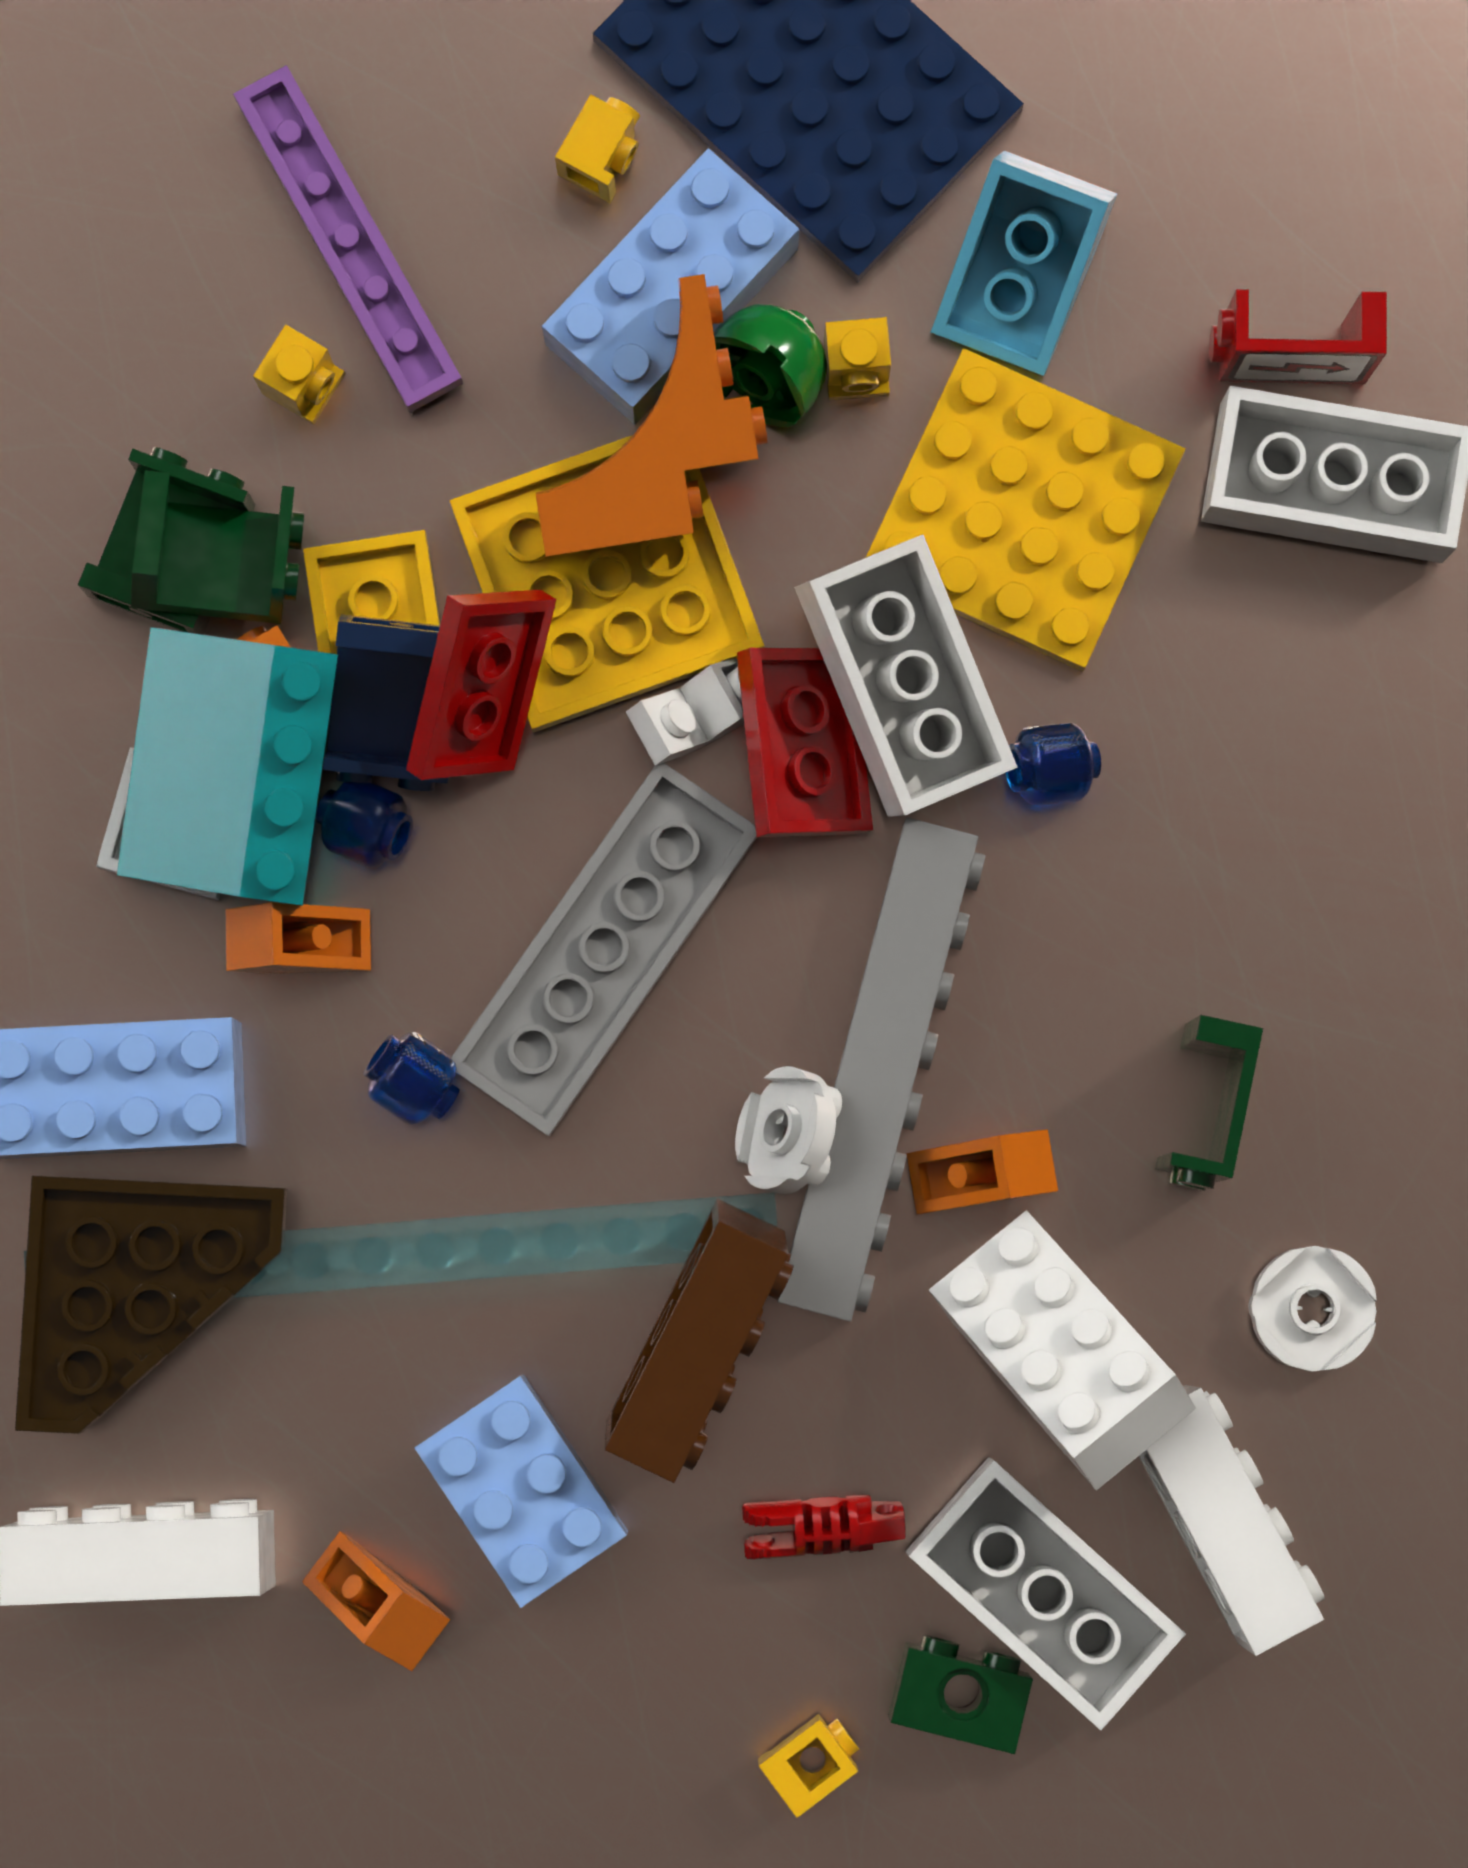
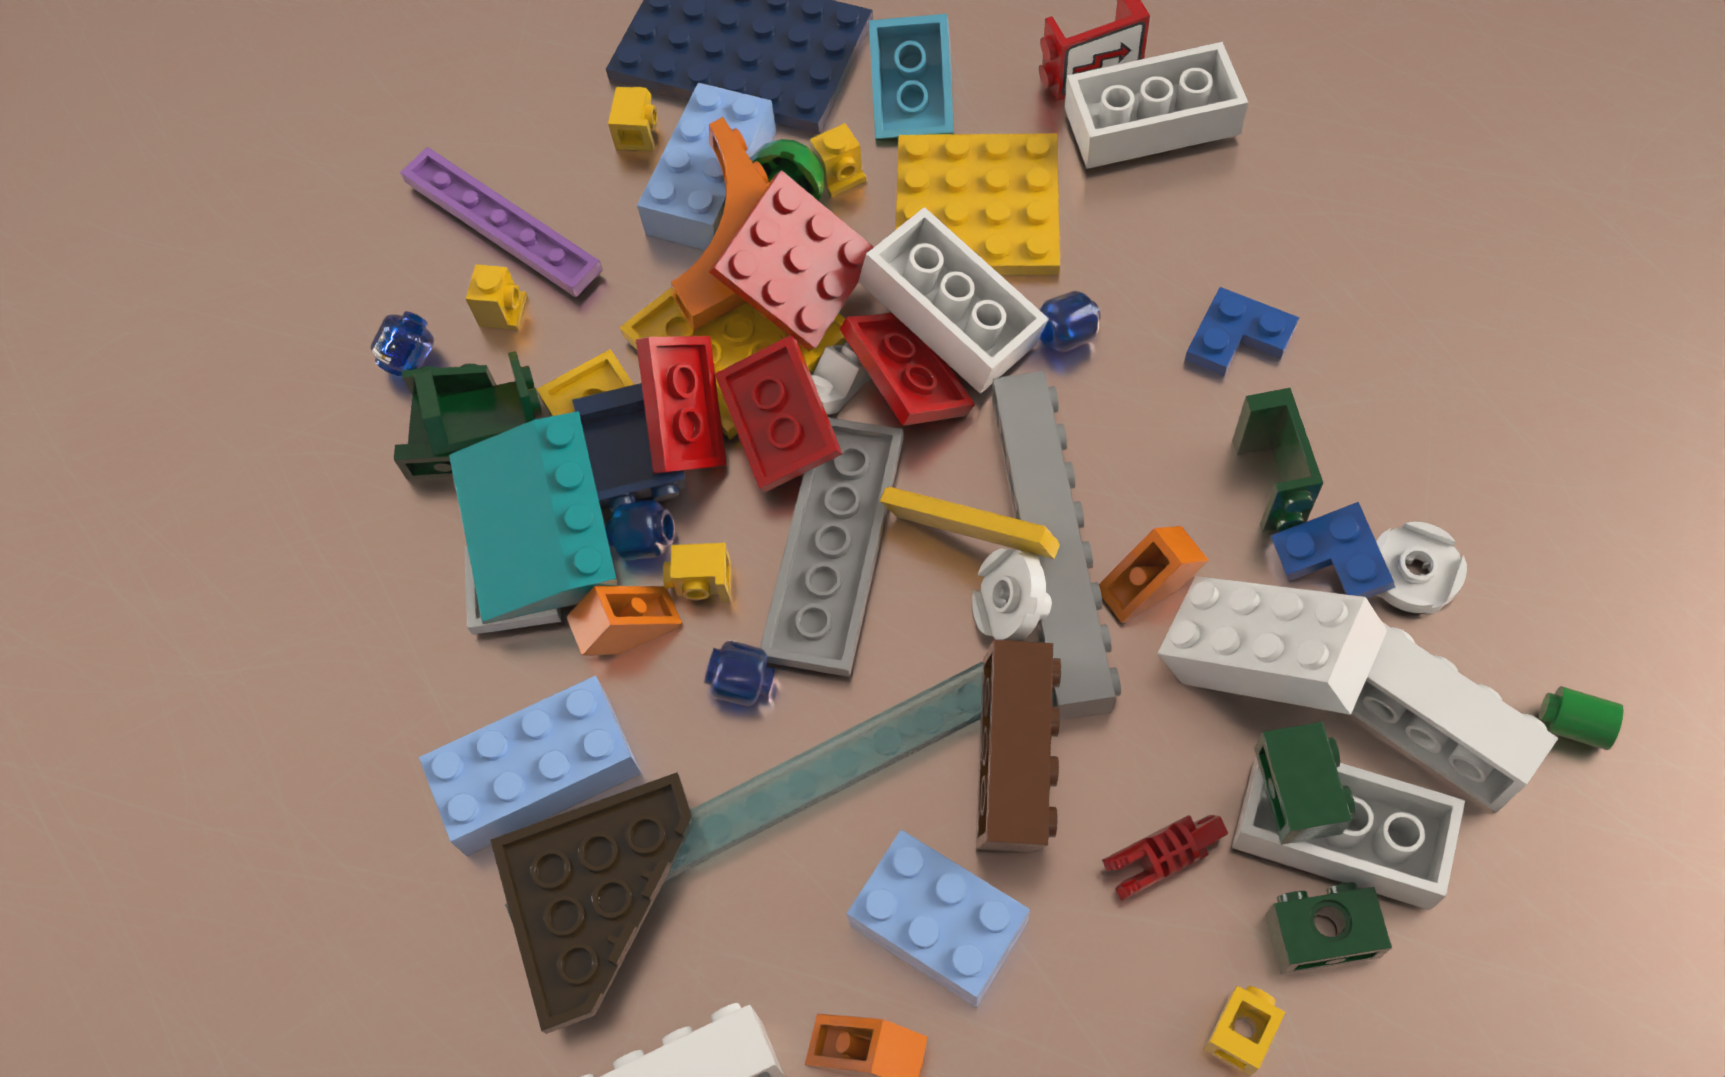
camera: 15 degrees left, 20 degrees down
(145, 396) = (402, 343): none -> clear blue head
(416, 916) = (699, 571): none -> yellow brick
(603, 746) = (778, 414): none -> red plate
(715, 532) = (793, 261): none -> plate
(780, 1013) = (971, 522): none -> yellow tile
(1002, 1544) = (1304, 782): none -> dark green brick
(1237, 1238) = (1337, 540): none -> blue plate
(1278, 856) = (1237, 321): none -> blue plate
(1396, 1584) = (1582, 717): none -> green brick

